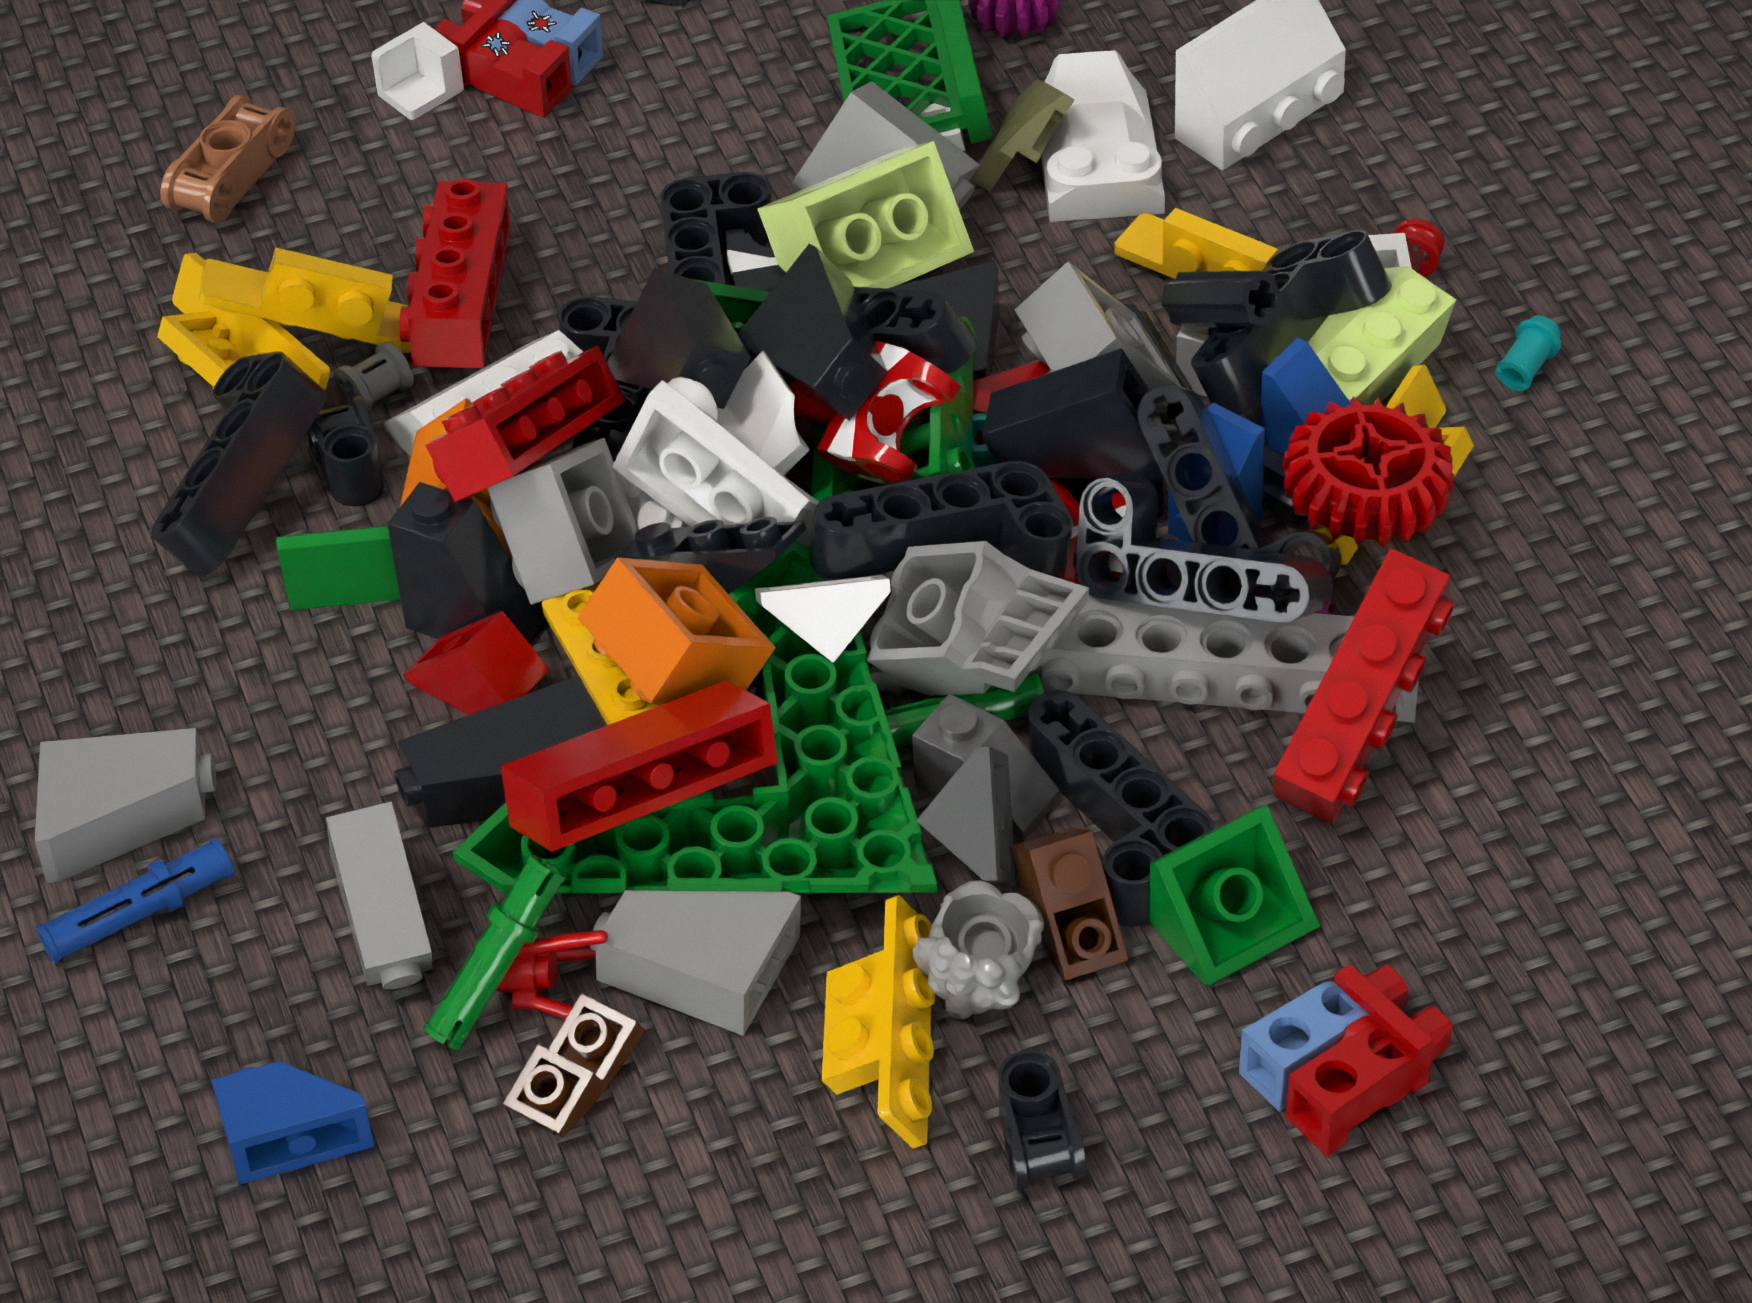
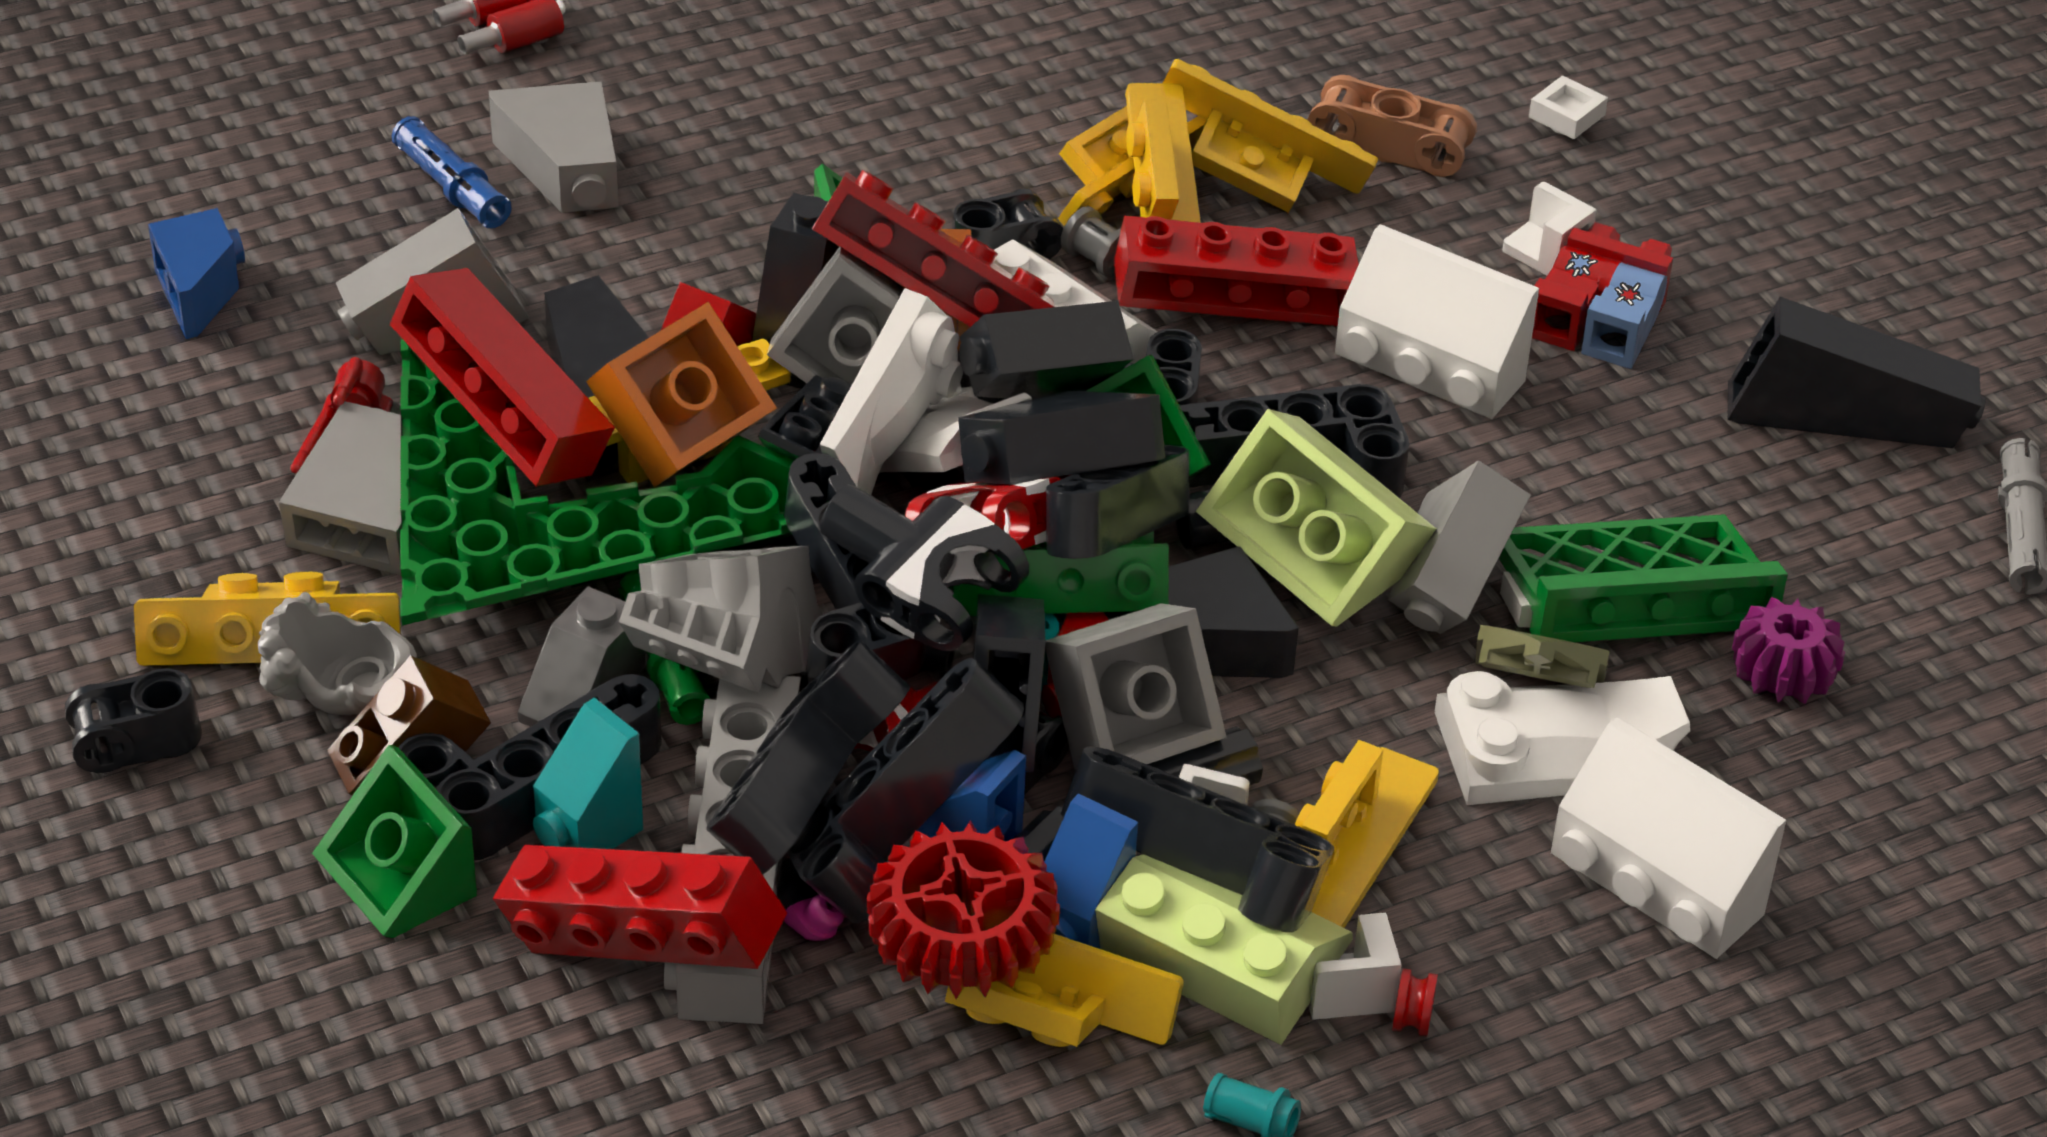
camera: 80 degrees right, 5 degrees down
(219, 41) = (1568, 107): none -> white plate
(257, 228) = (1261, 144): none -> yellow bracket
(265, 420) = (960, 154): black beam -> none
(495, 951) = (343, 342): green pin -> none
(573, 141) = (1438, 322): none -> white slope
(576, 1069) = (242, 437): slope -> none
(826, 611) = (734, 496): white slope -> none
(976, 440) = (920, 560): none -> black connector
(976, 816) = (487, 639): dark grey slope -> none
(1178, 733) = (591, 784): none -> teal slope
(1222, 299) = (1185, 755): black axle -> none
(1342, 1053) = (192, 940): red hips -> none

